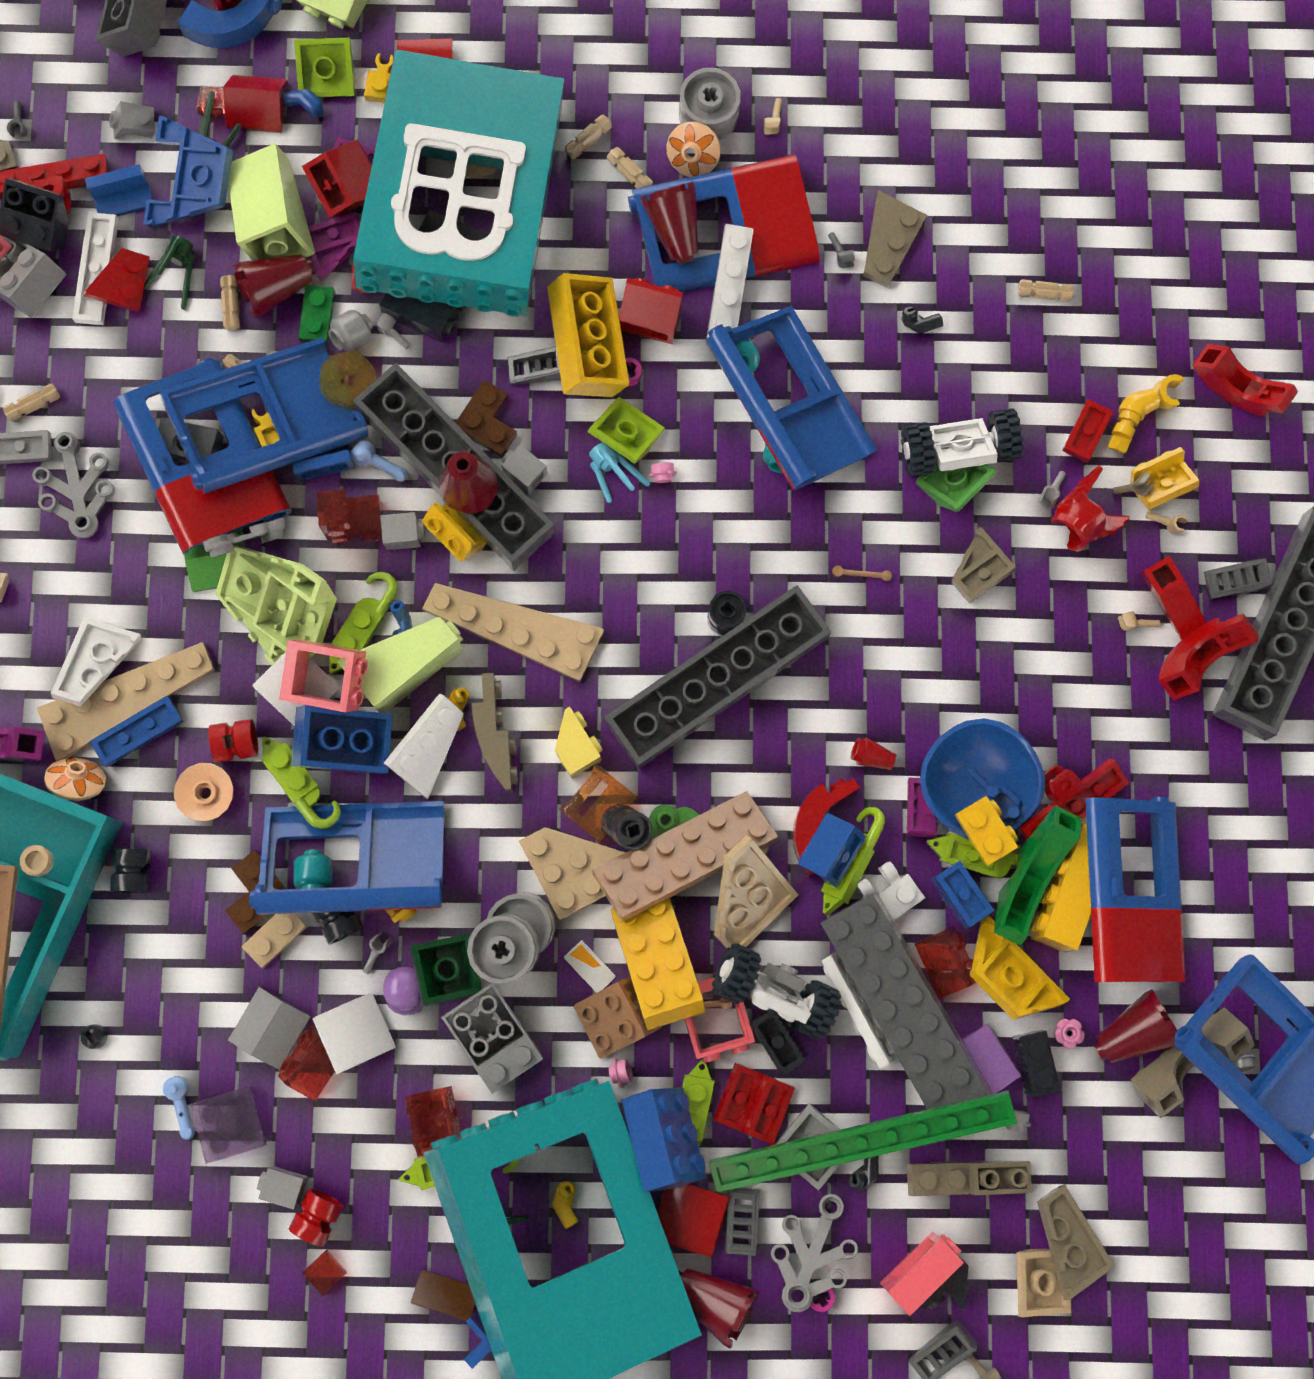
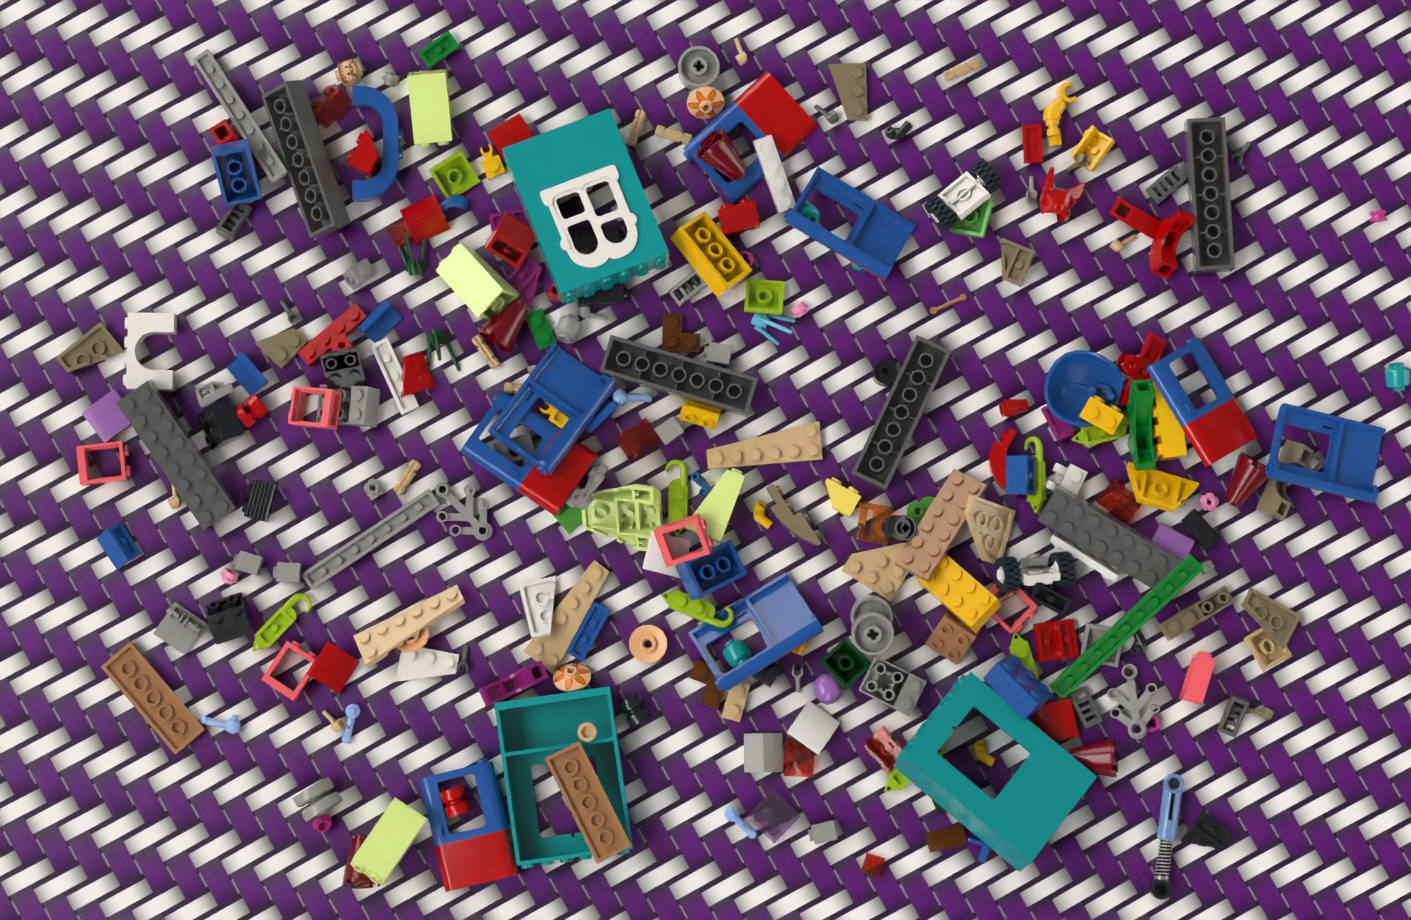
camera: 25 degrees left, 5 degrees up
(98, 1032) = (666, 816): black hinge -> none
(199, 177) = (425, 285): blue wing -> none
(243, 737) = (652, 600): red wheel -> none
(315, 1219) = (852, 837): red wheel -> none
(332, 373) = (582, 348): clear yellow plate -> none
(426, 745) = (759, 546): white wing -> none
(468, 483) = (696, 391): dark red cone -> none
(589, 966) = (921, 617): white sticker -> none
(621, 1072) = (973, 665): bright pink plate -> none
(955, 1285) = (1218, 674): black slope -> none
(962, 895) = (1107, 459): blue panel -> none
(1169, 522) = (1108, 171): tan hand -> none
(1240, 387) = (1105, 65): red arch -> none

